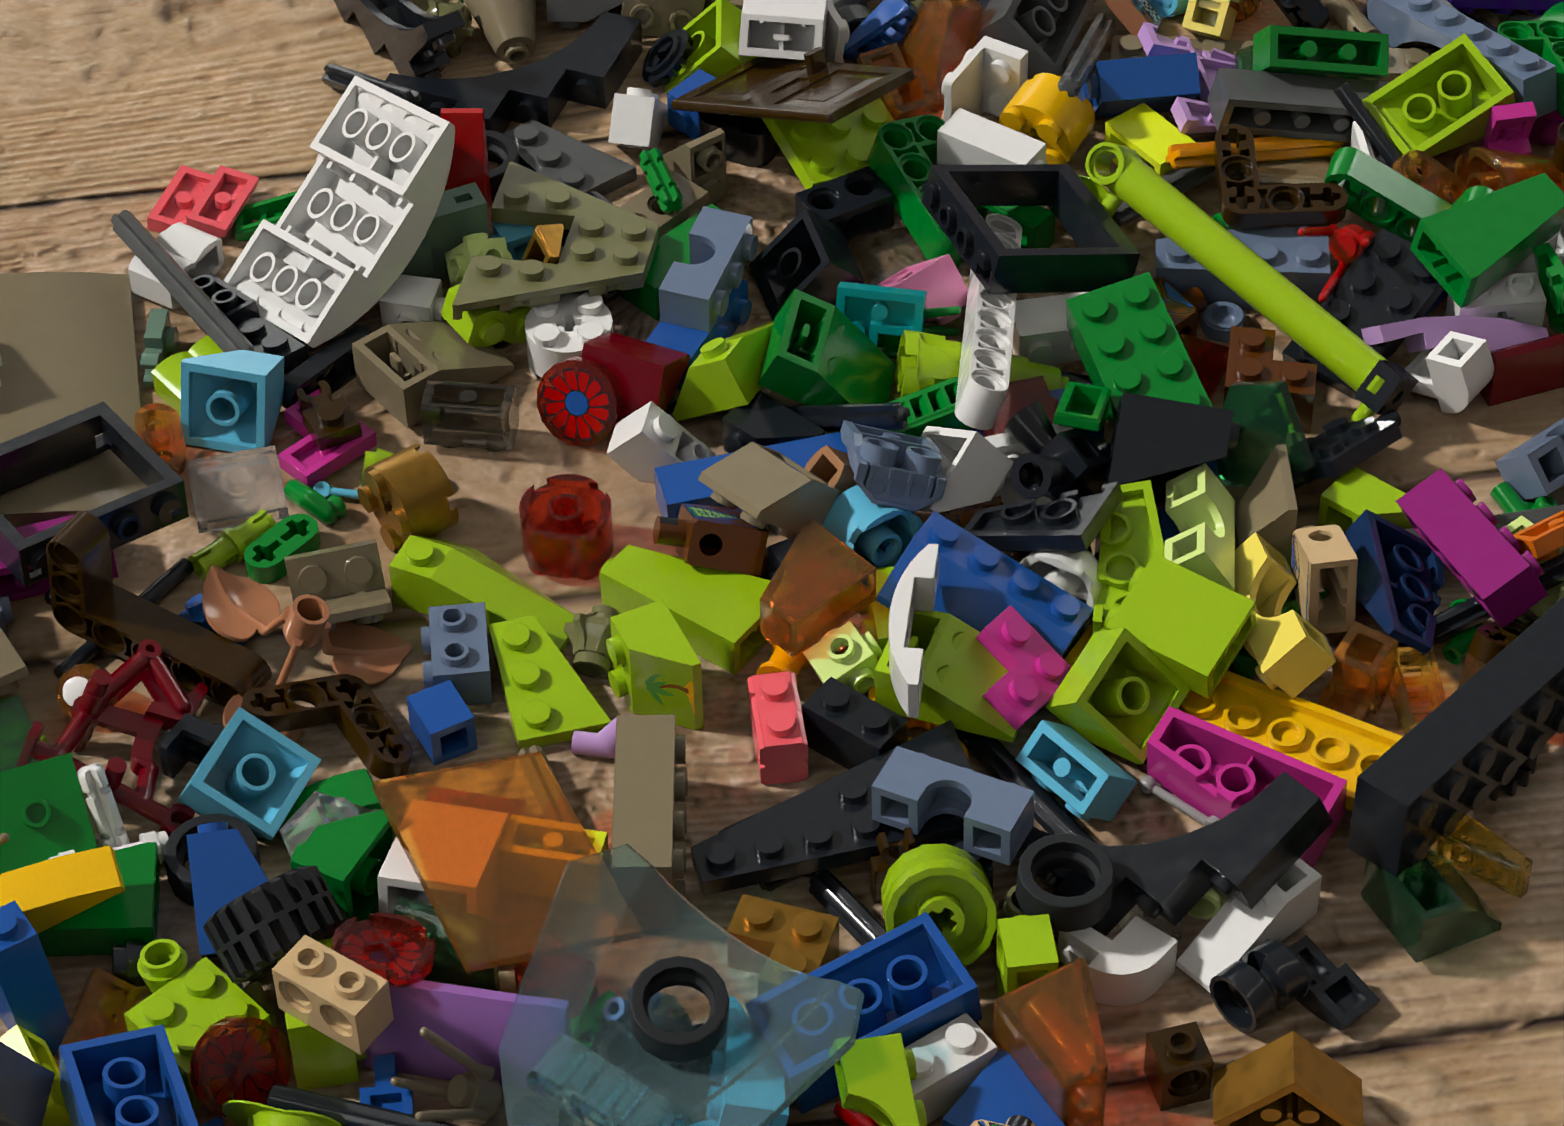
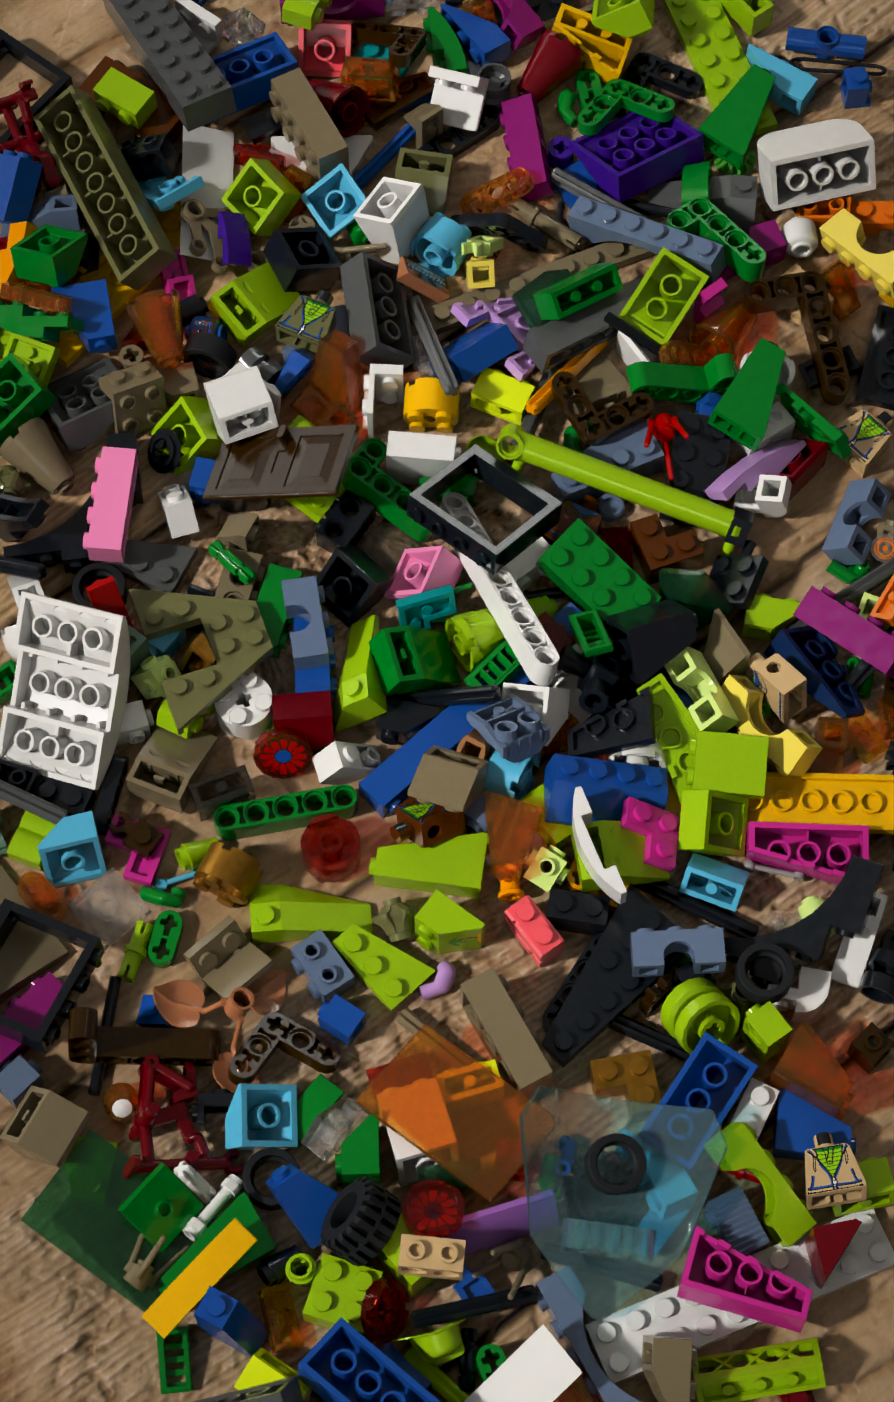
camera: 30 degrees left, 20 degrees up
(514, 464) = (271, 806): none -> green beam
(552, 70) = (112, 504): none -> bright pink brick

